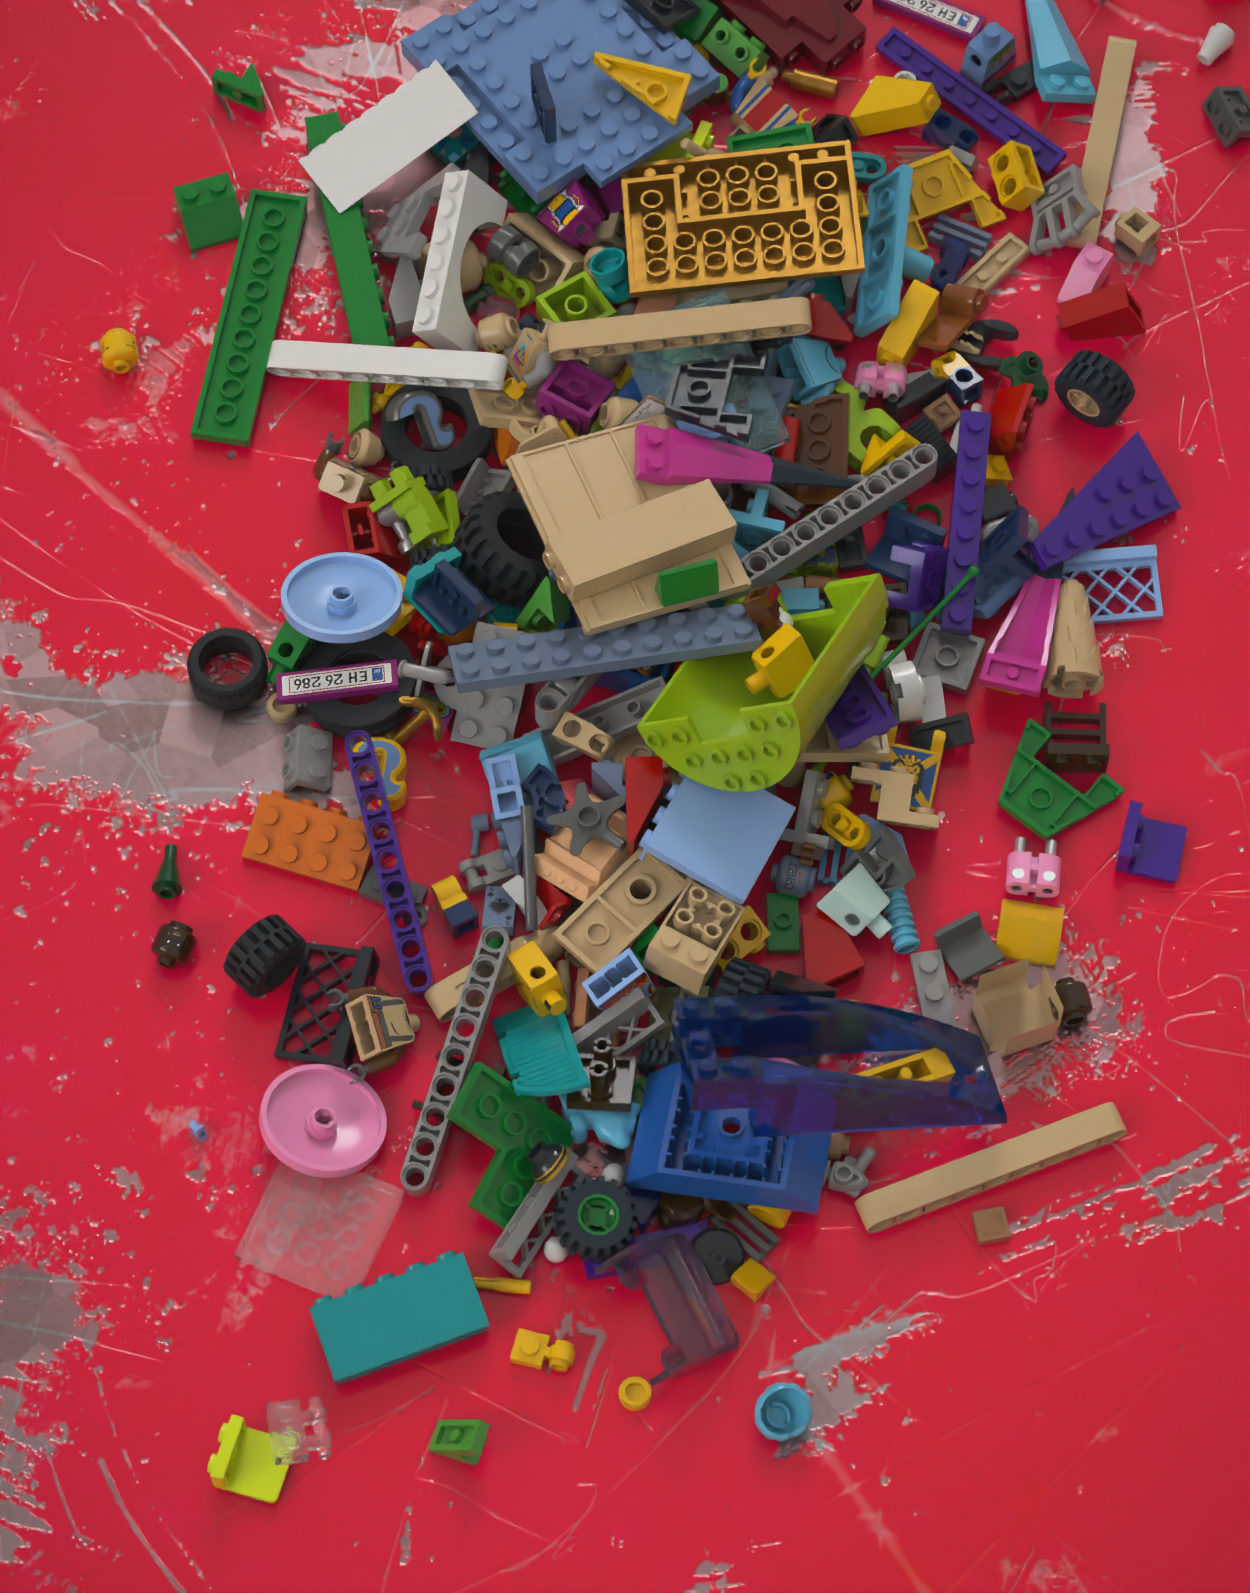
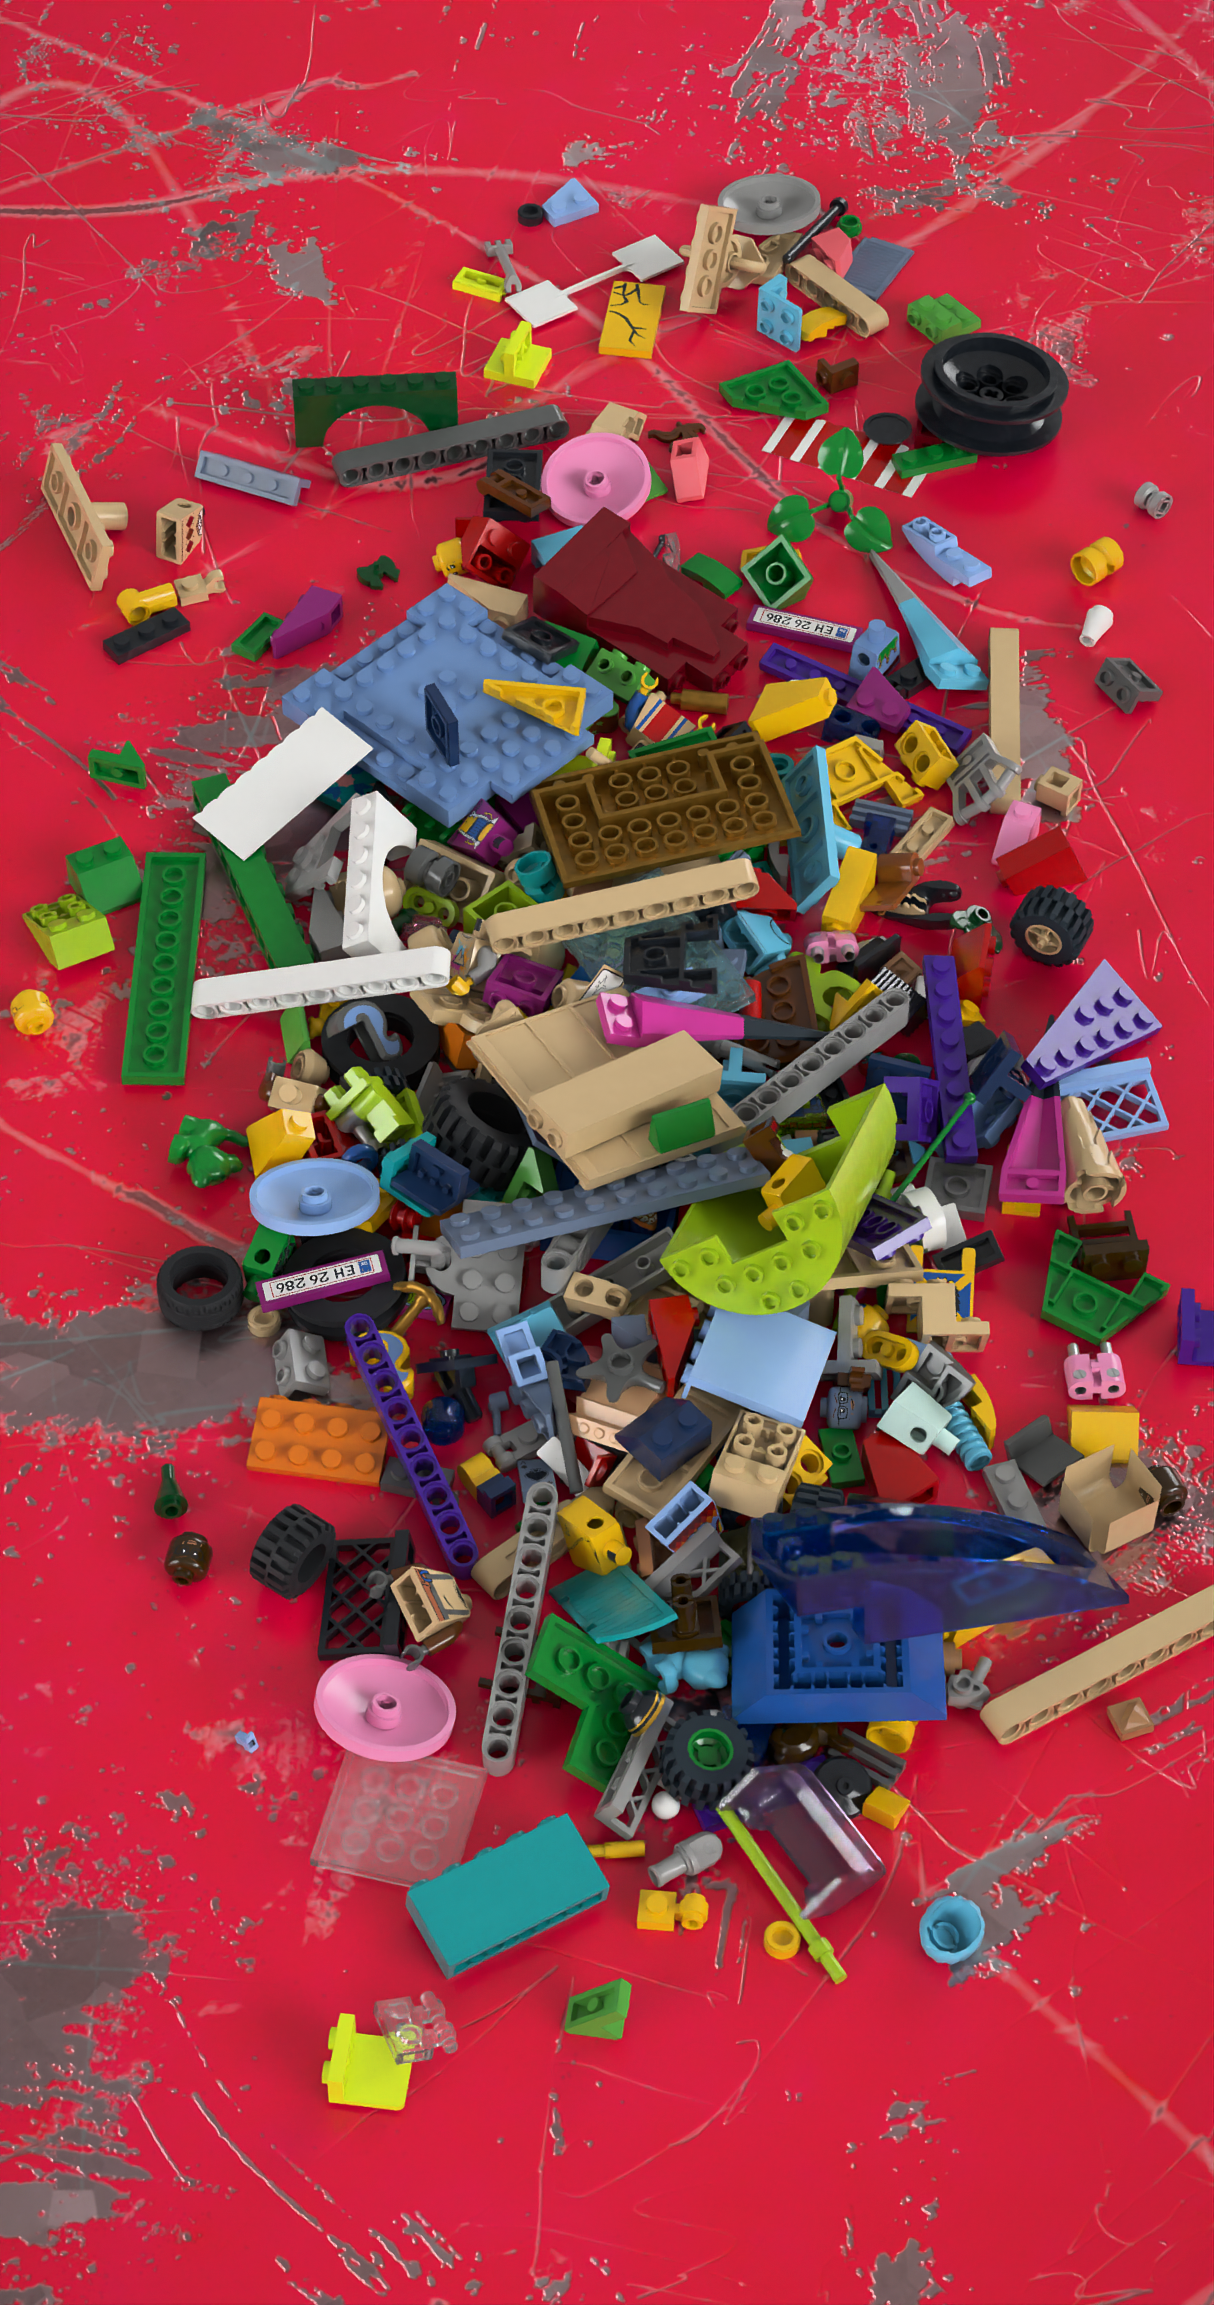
camera: 10 degrees left, 15 degrees down
(166, 265) = (69, 930): none -> lime slope
(255, 537) = (199, 1143): none -> green animal
(322, 529) = (279, 1139): none -> yellow slope
(394, 556) = (364, 1152): none -> blue piece
(425, 835) = (443, 1419): none -> clear blue head
(445, 794) = (457, 1377): none -> black piece
(567, 1303) = (688, 1857): none -> light grey arm
(616, 895) = (666, 1436): none -> dark blue slope
(666, 1407) = (818, 1947): none -> lime bar
(920, 899) = (982, 1412): none -> yellow slope
(962, 379) = (915, 937): dark blue leg -> none
(982, 110) = (880, 701): none -> magenta wing

